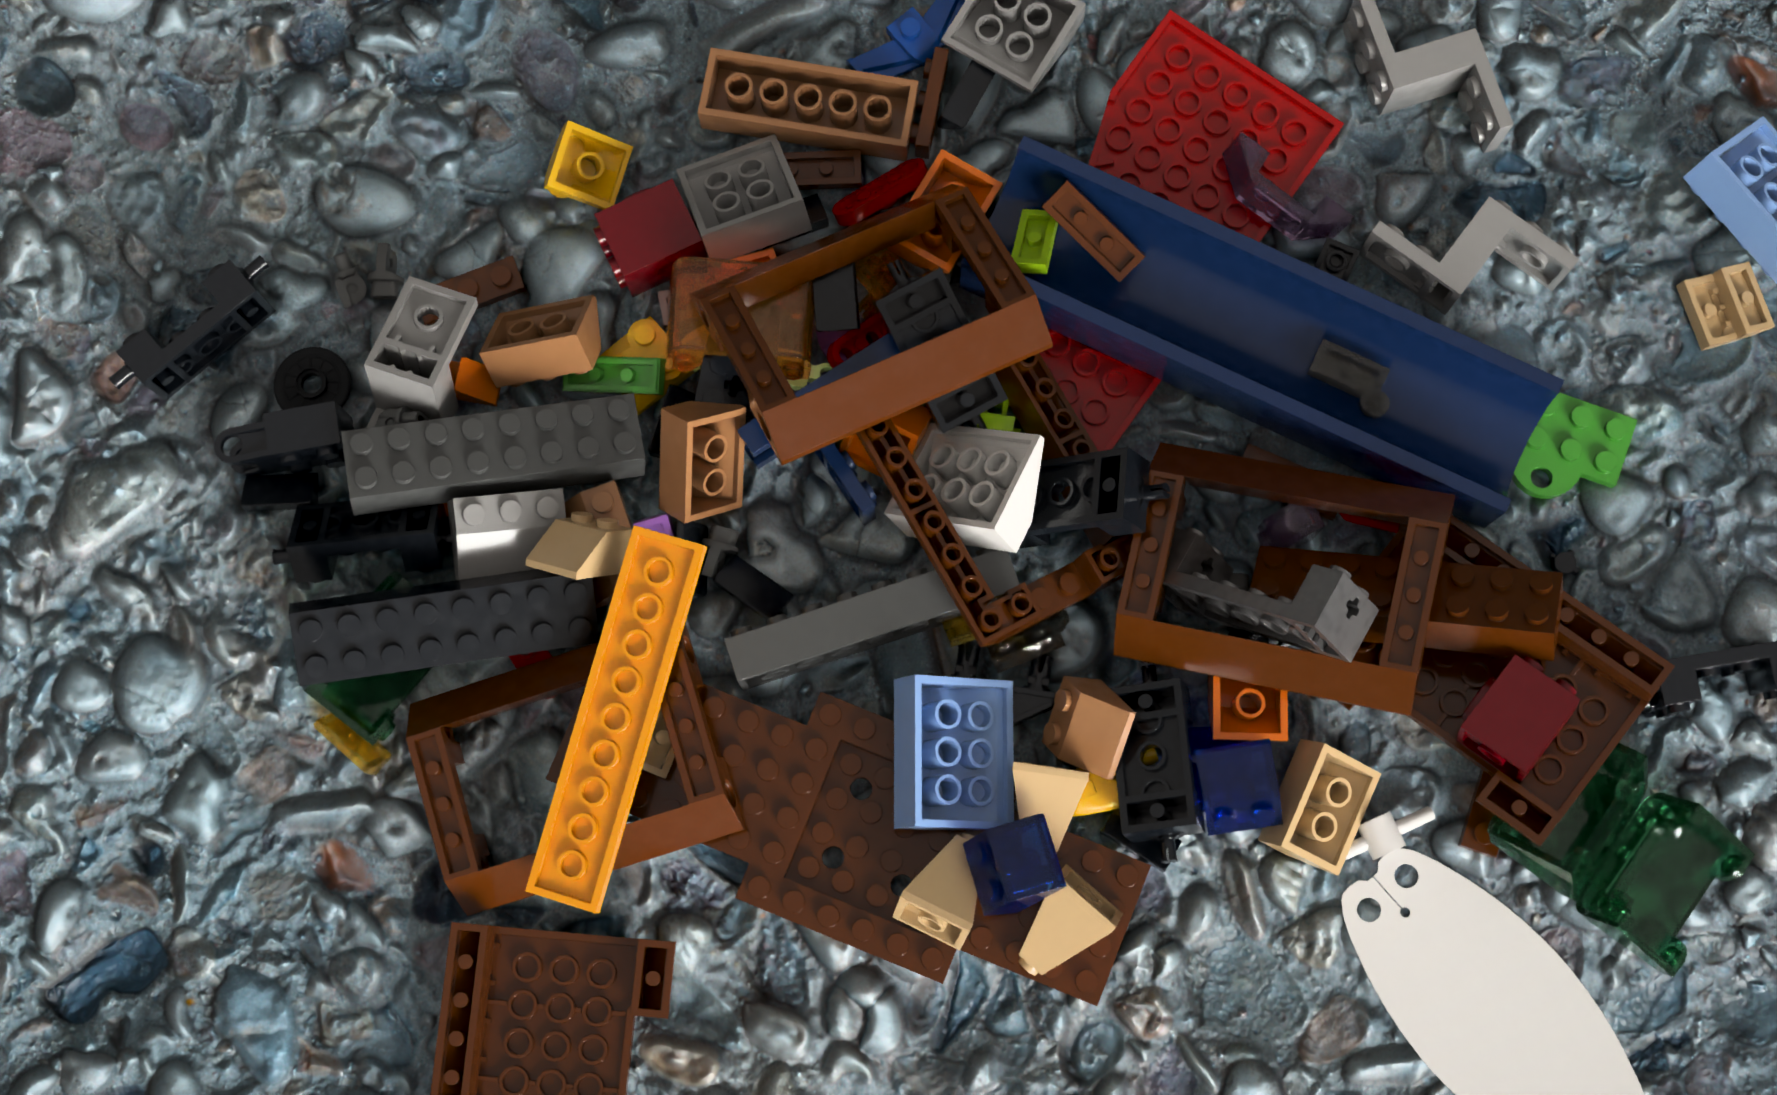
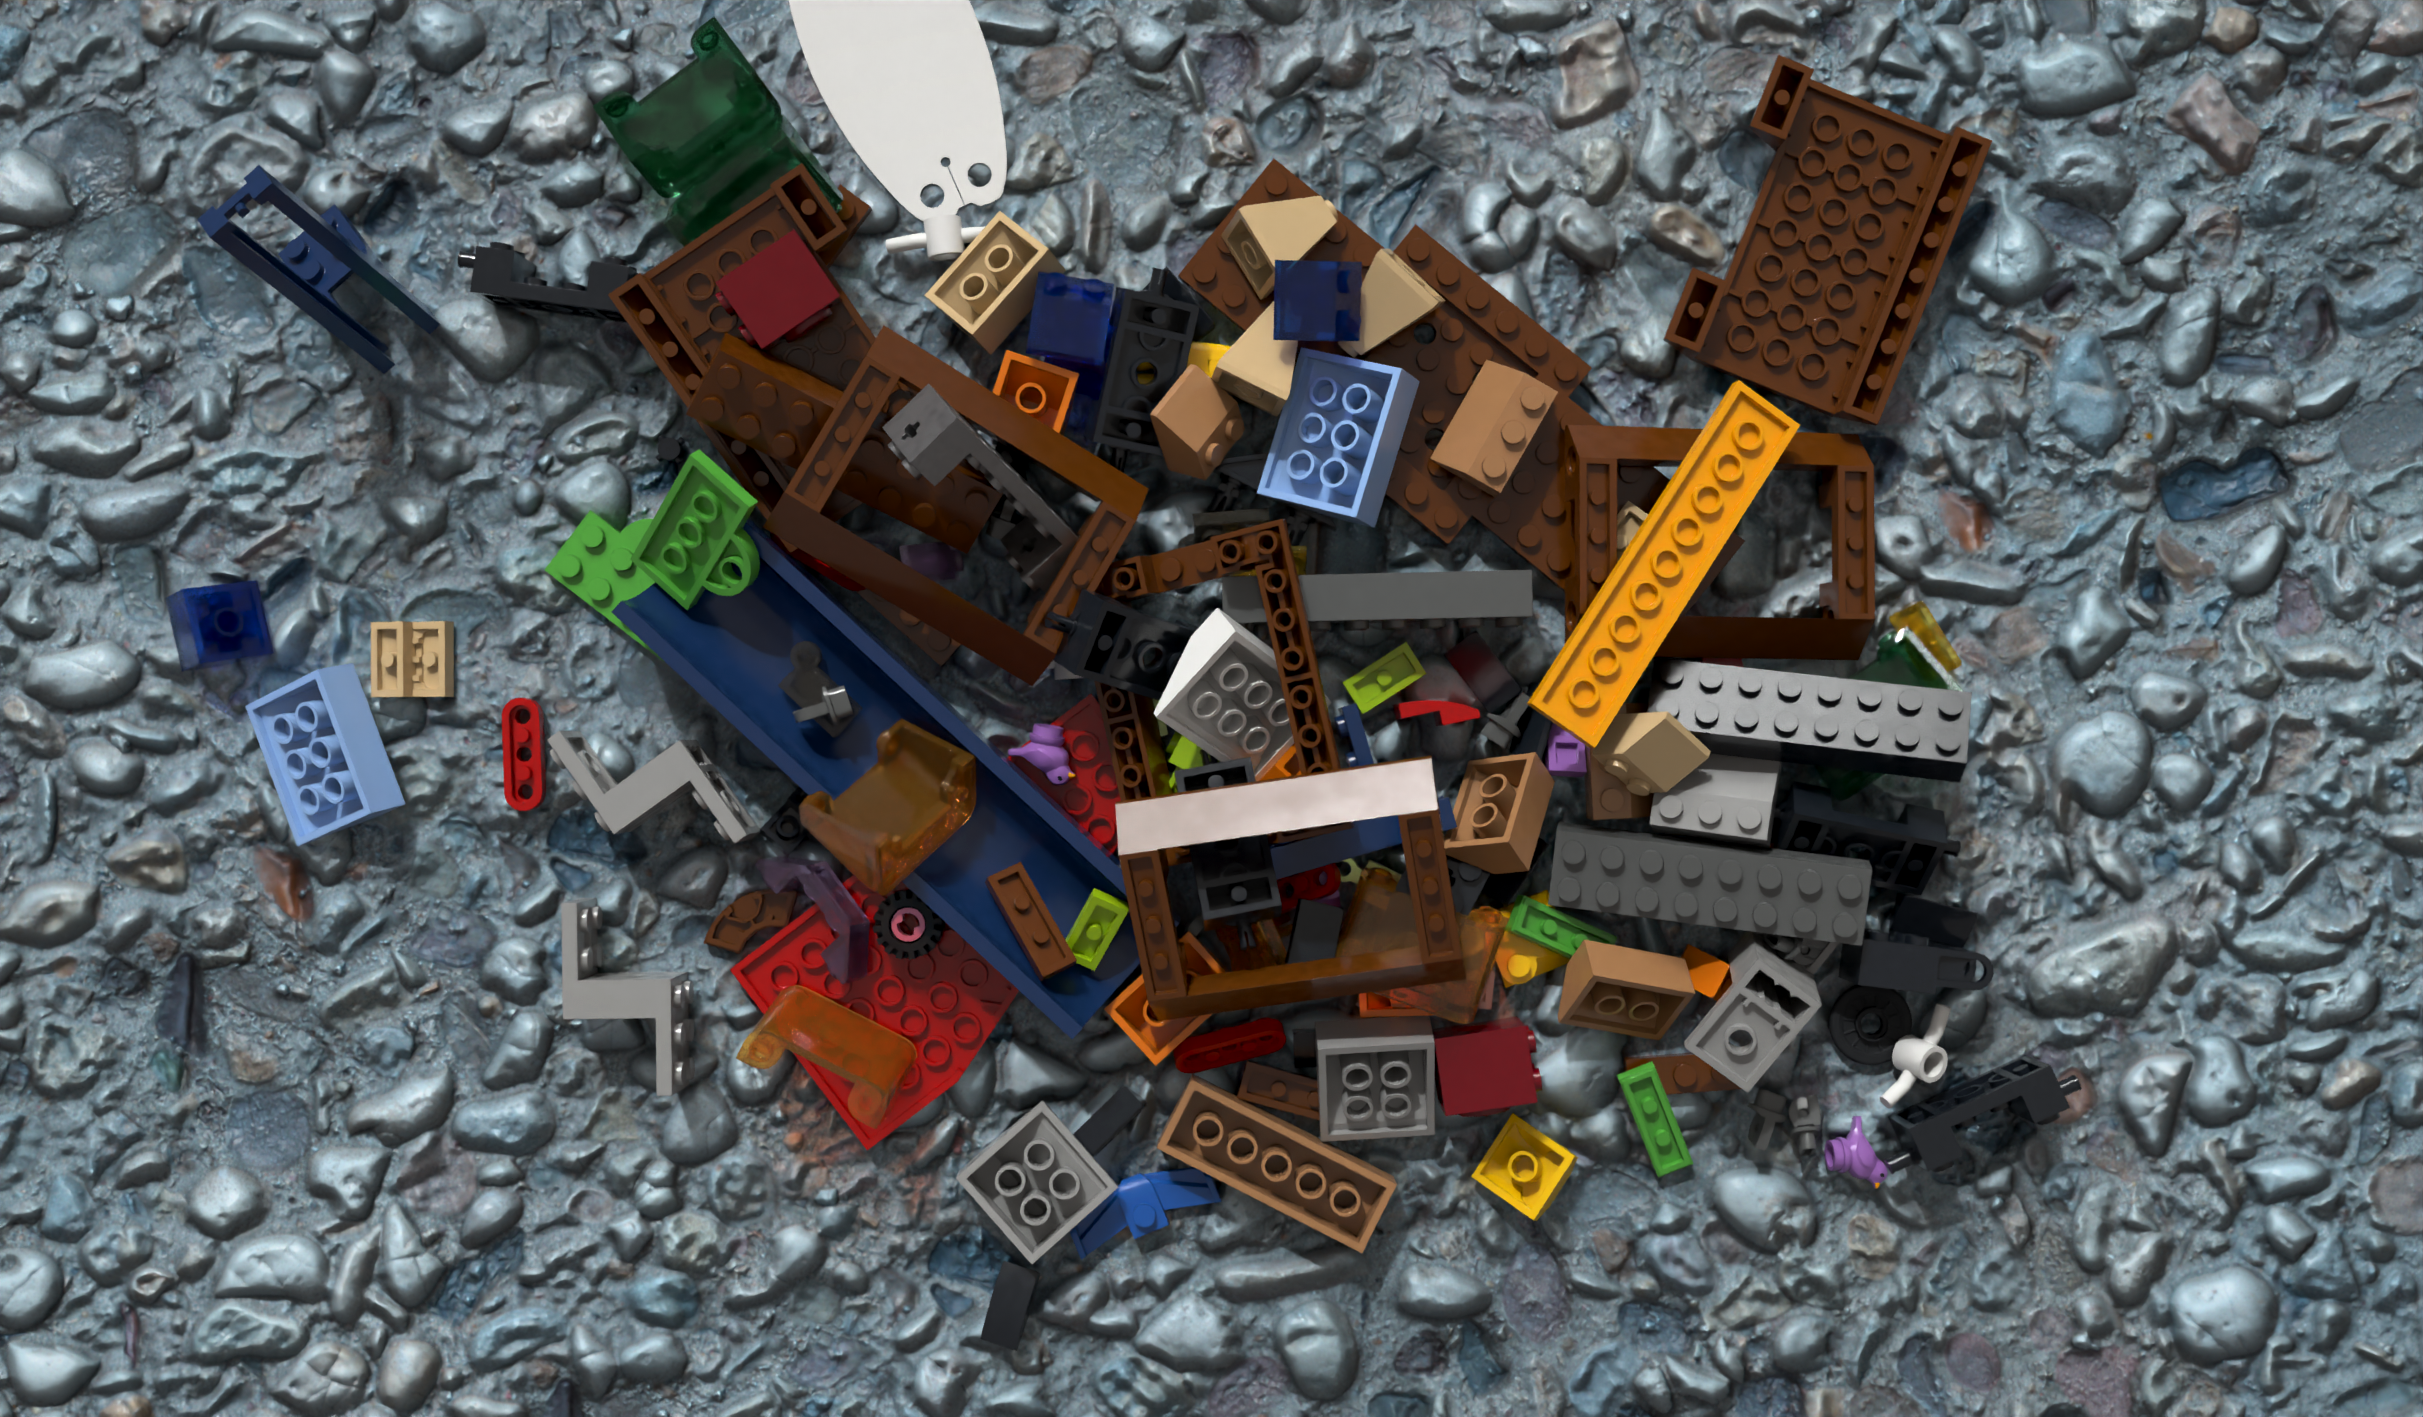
camera: 165 degrees left, 10 degrees up
(261, 364) = (1919, 1058): none -> white piece
(296, 264) = (1855, 1156): none -> medium lavender animal
(484, 242) = (1655, 1119): none -> bright green tile
(774, 538) = (1443, 711): none -> red slope
(812, 807) = (1493, 426): none -> medium nougat slope
(842, 554) = (1384, 678): none -> lime plate
(929, 102) = (1149, 1127): reddish brown plate -> none
(1127, 391) = (1047, 753): none -> medium lavender animal
(1216, 196) = (890, 935): none -> black bush
(1229, 81) = (837, 1041): none -> clear orange windscreen
(1248, 285) = (897, 808): none -> clear orange windscreen
(1333, 364) = (834, 704): none -> dark grey piece
(1343, 176) = (750, 915): none -> reddish brown tile
(1510, 472) = (700, 535): none -> bright green plate
(1596, 239) = (515, 738): none -> red plate

